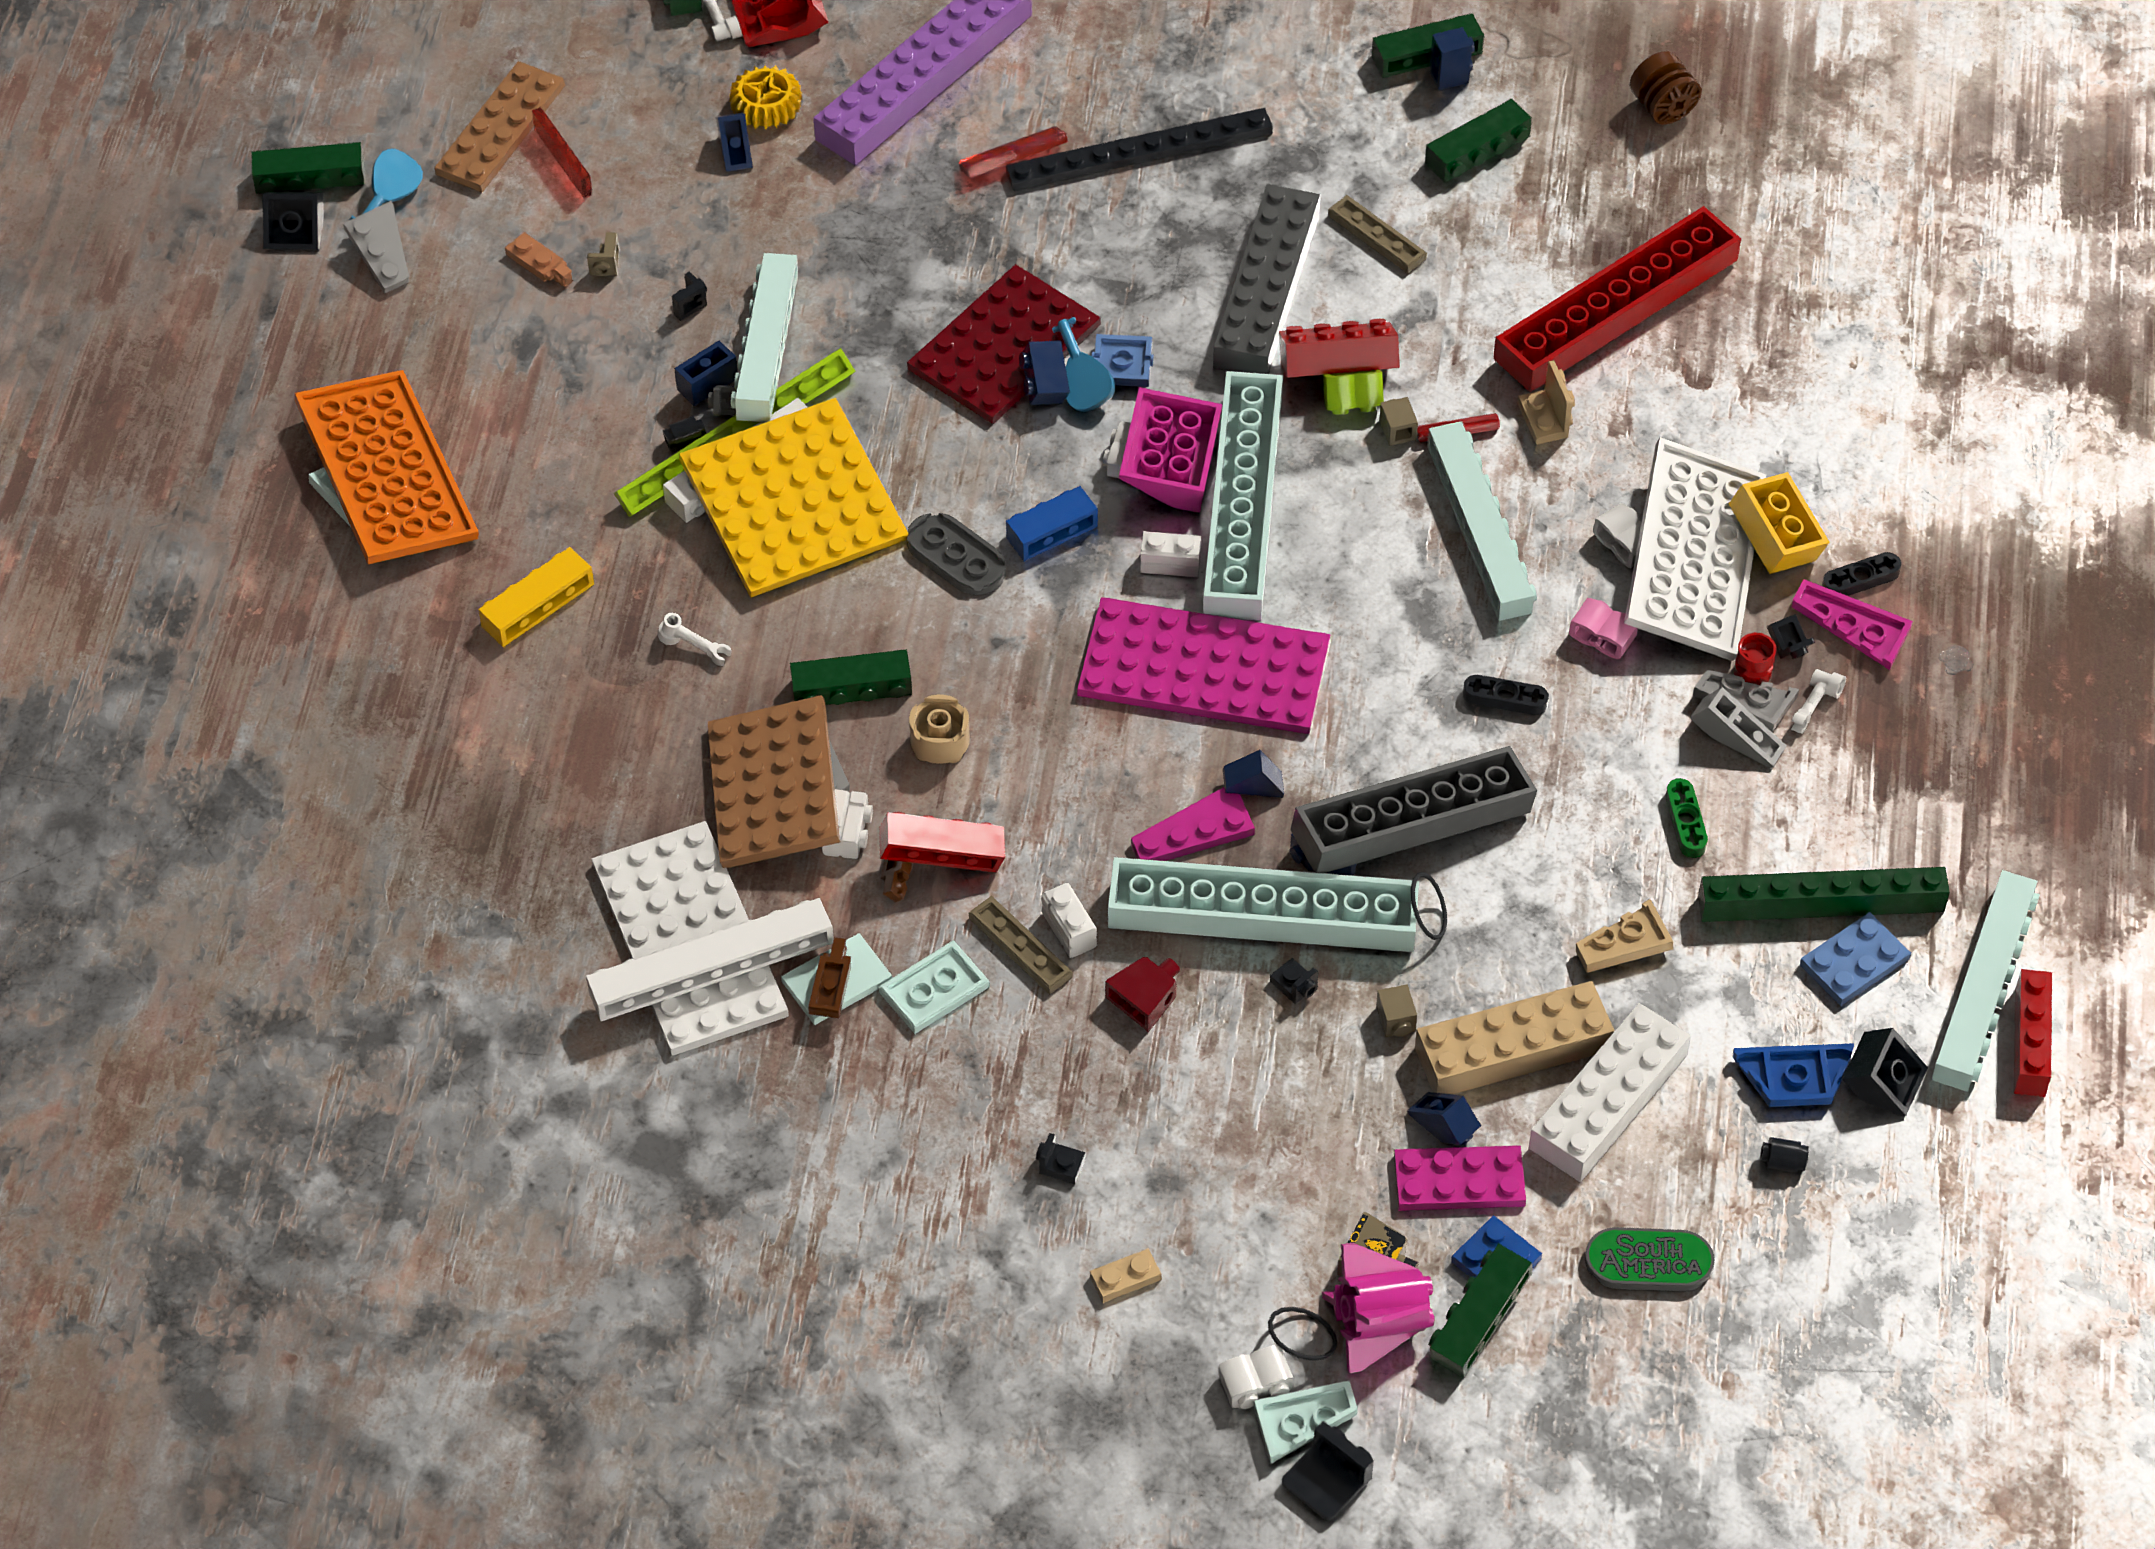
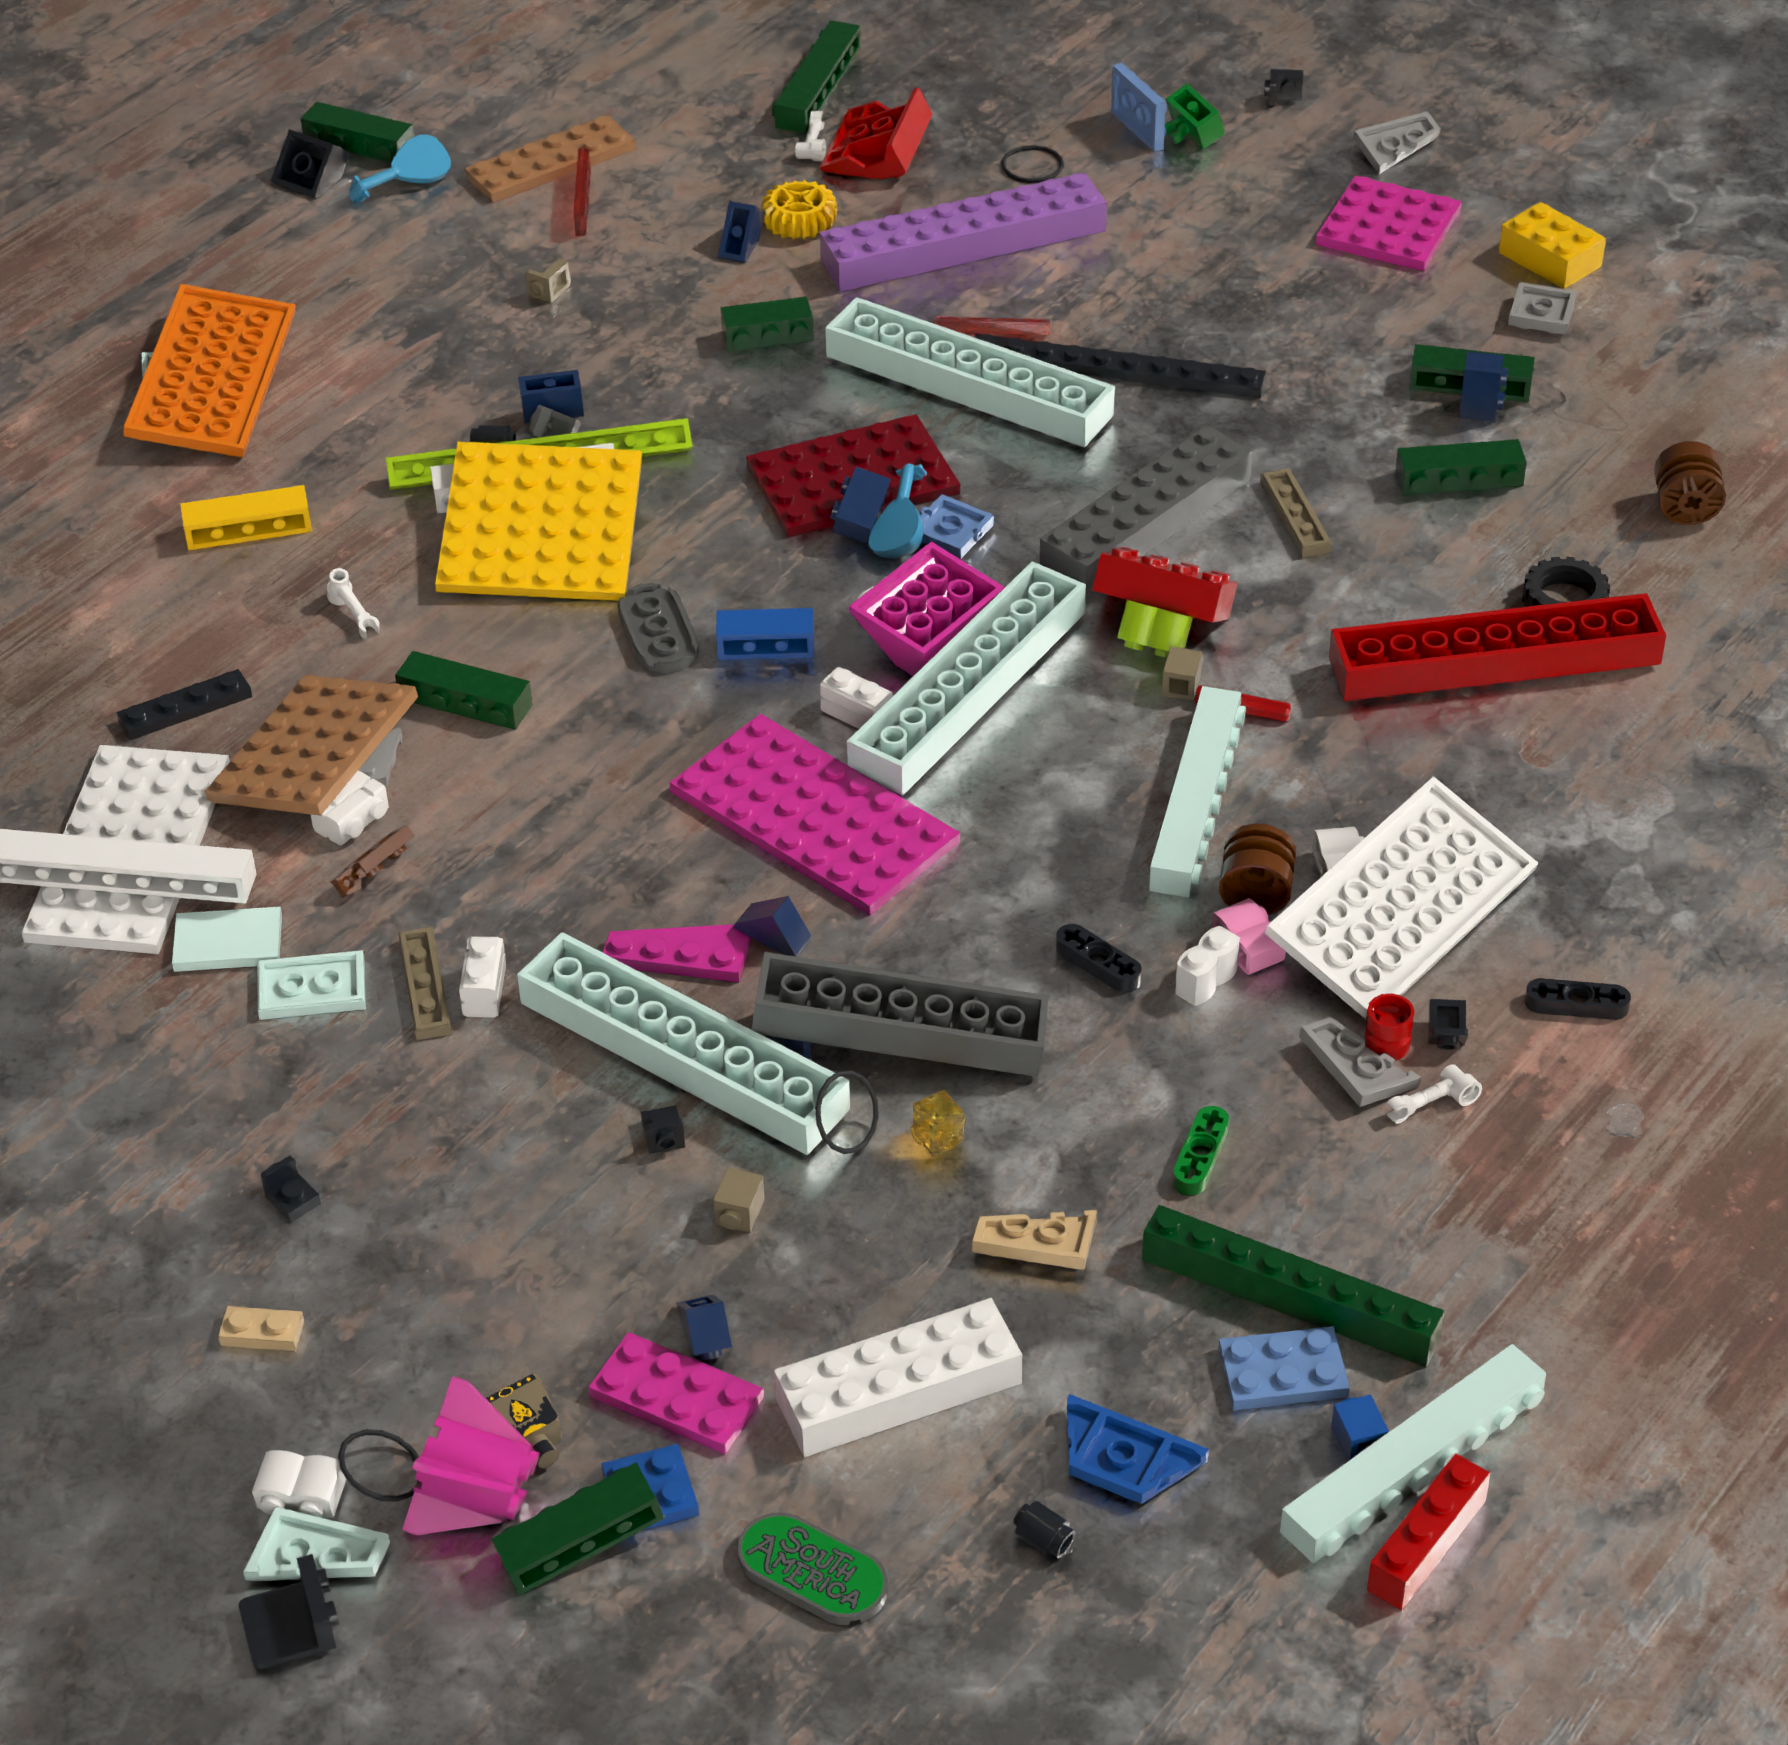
camera: 30 degrees right, 10 degrees down
(380, 245) = (361, 205): light grey wing -> none
(539, 260) = (491, 266): nougat hinge -> none
(626, 791) = (184, 704): none -> black plate
(691, 298) = (593, 337): black bracket -> none
(766, 337) = (624, 385): light aqua brick -> none
(827, 225) = (767, 323): none -> dark green brick
(831, 981) = (211, 932): reddish brown hinge -> none
(939, 729) = (503, 762): tan brick -> none
(942, 842) = (414, 854): brick -> none
(1033, 206) = (970, 371): none -> light aqua brick
(1143, 990) = (504, 1071): dark red torso -> none
(1497, 884) = (938, 1123): none -> clear yellow brick
(1513, 1039) = (833, 1278): tan brick -> none
(1550, 409) = (1342, 719): tan bracket -> none
(1579, 570) = (1258, 867): none -> reddish brown wheel
(1593, 666) = (1207, 965): none -> white brick
(1627, 204) = (1565, 572): none -> black tyre
(1737, 728) = (1321, 1085): light grey slope -> none
(1778, 522) = (1510, 906): yellow brick -> none
(1857, 623) = (1536, 1041): dark pink wing -> none
(1885, 1071) = (1225, 1496): black slope -> none
(1938, 979) = (1357, 1425): none -> blue brick

